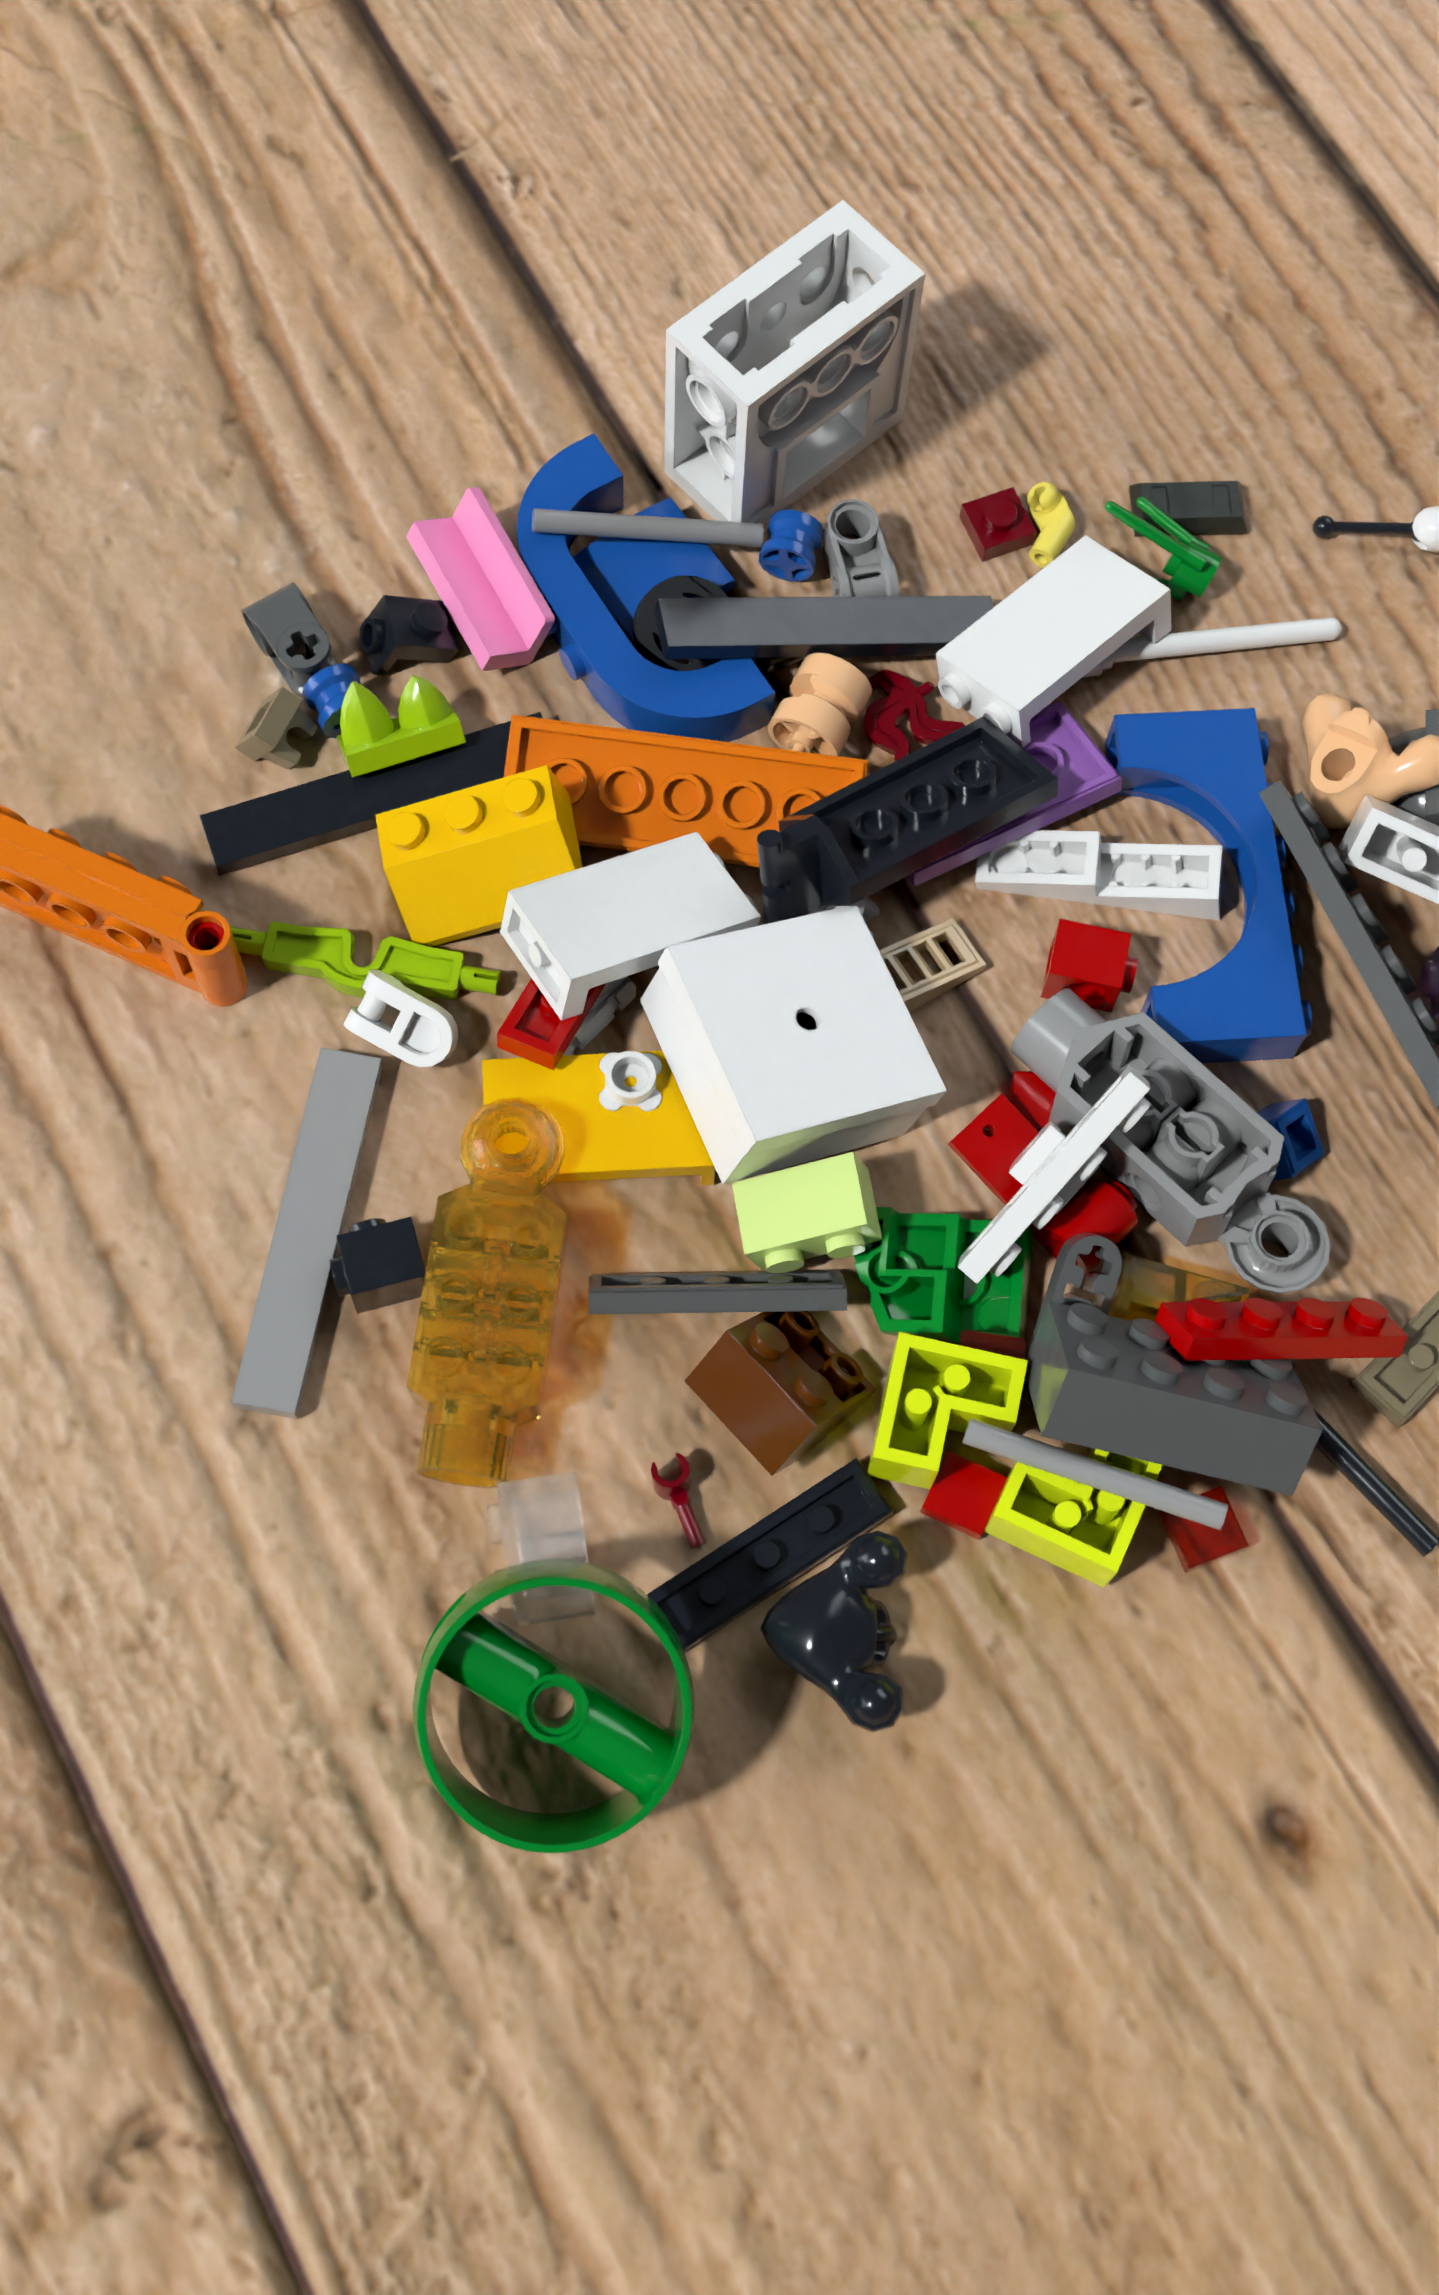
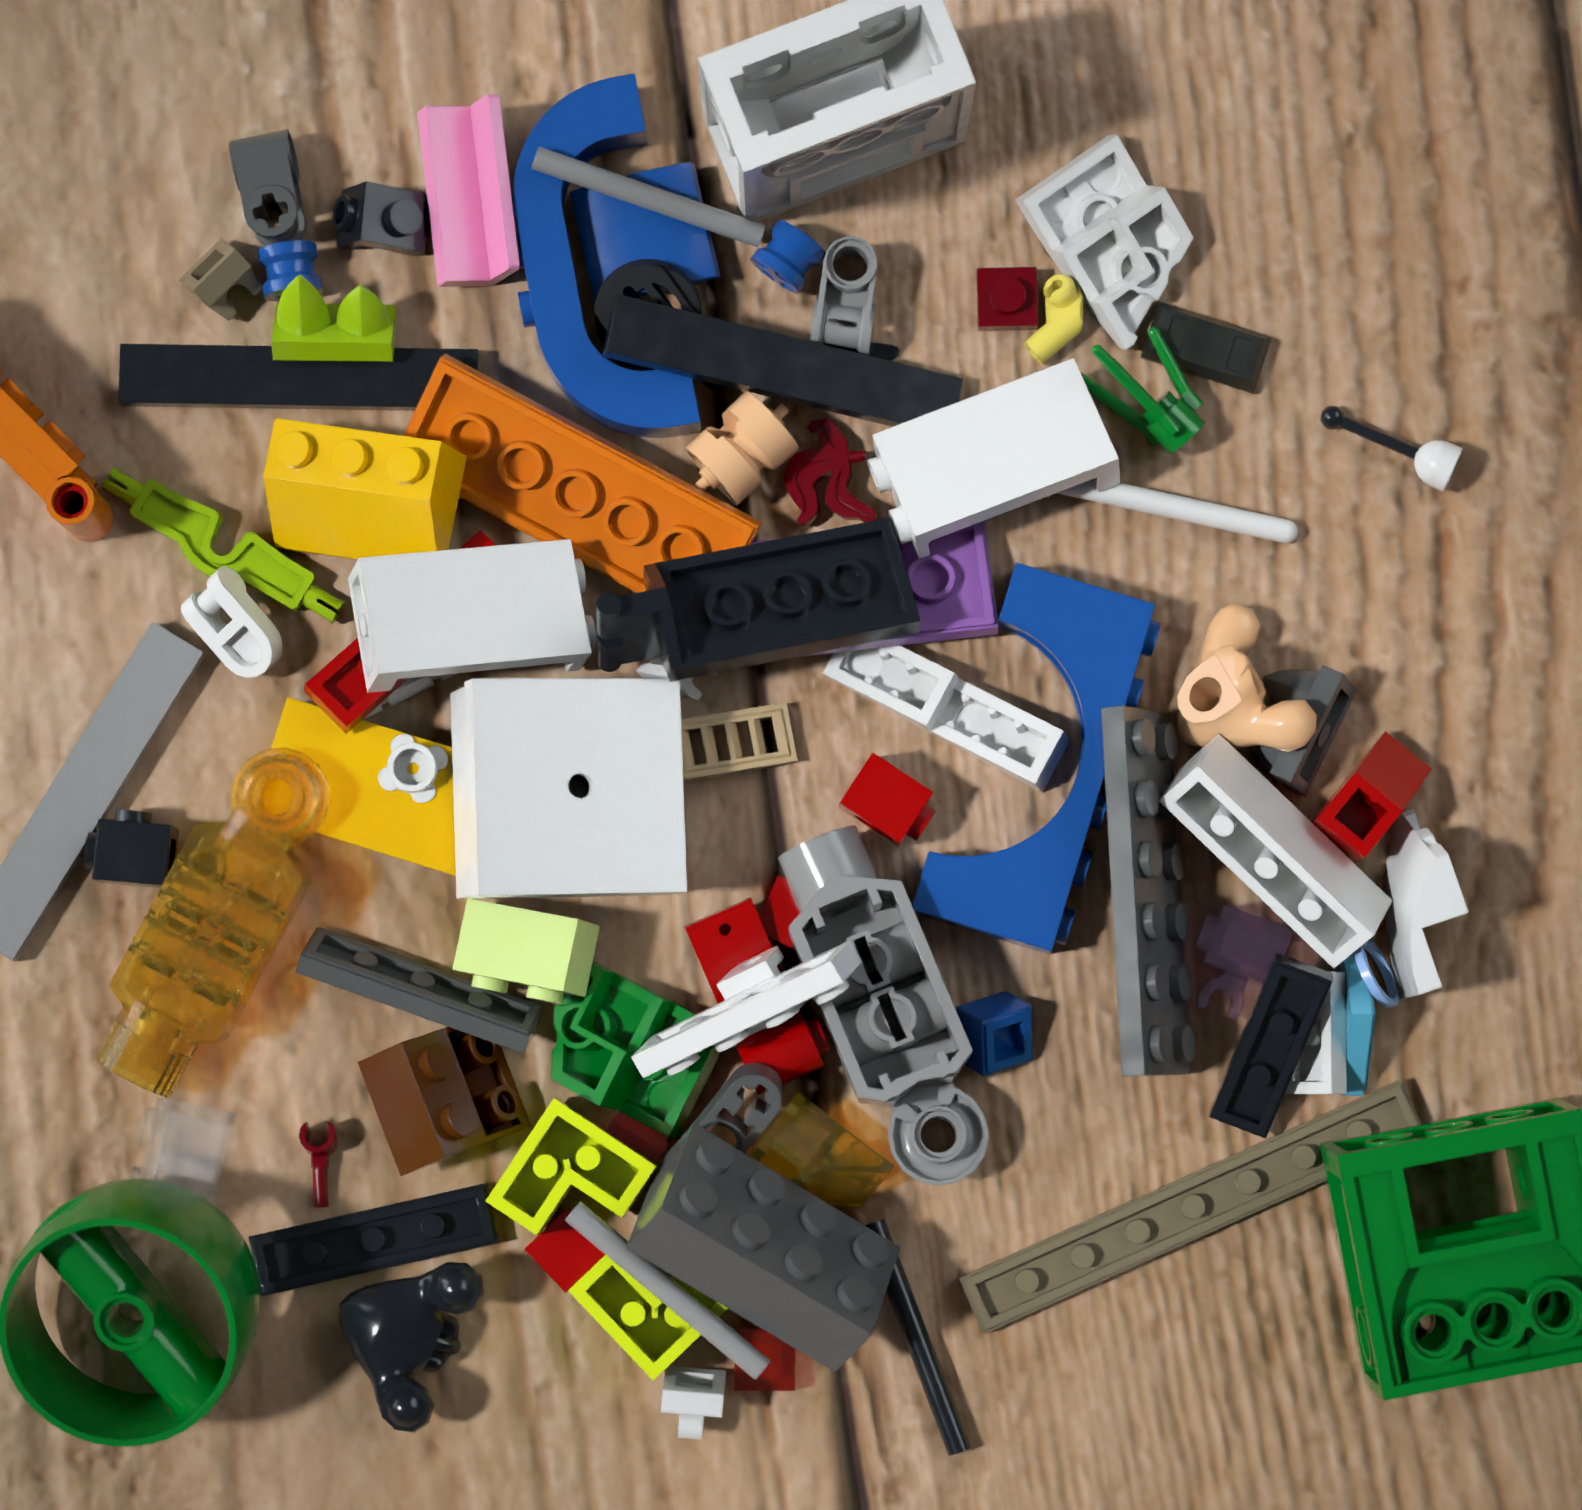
camera: 25 degrees right, 15 degrees up
(1064, 441) = (1108, 234): none -> white slope
(1153, 1591) = (693, 1395): none -> white tile
(1281, 1329) = (896, 1220): red plate -> none

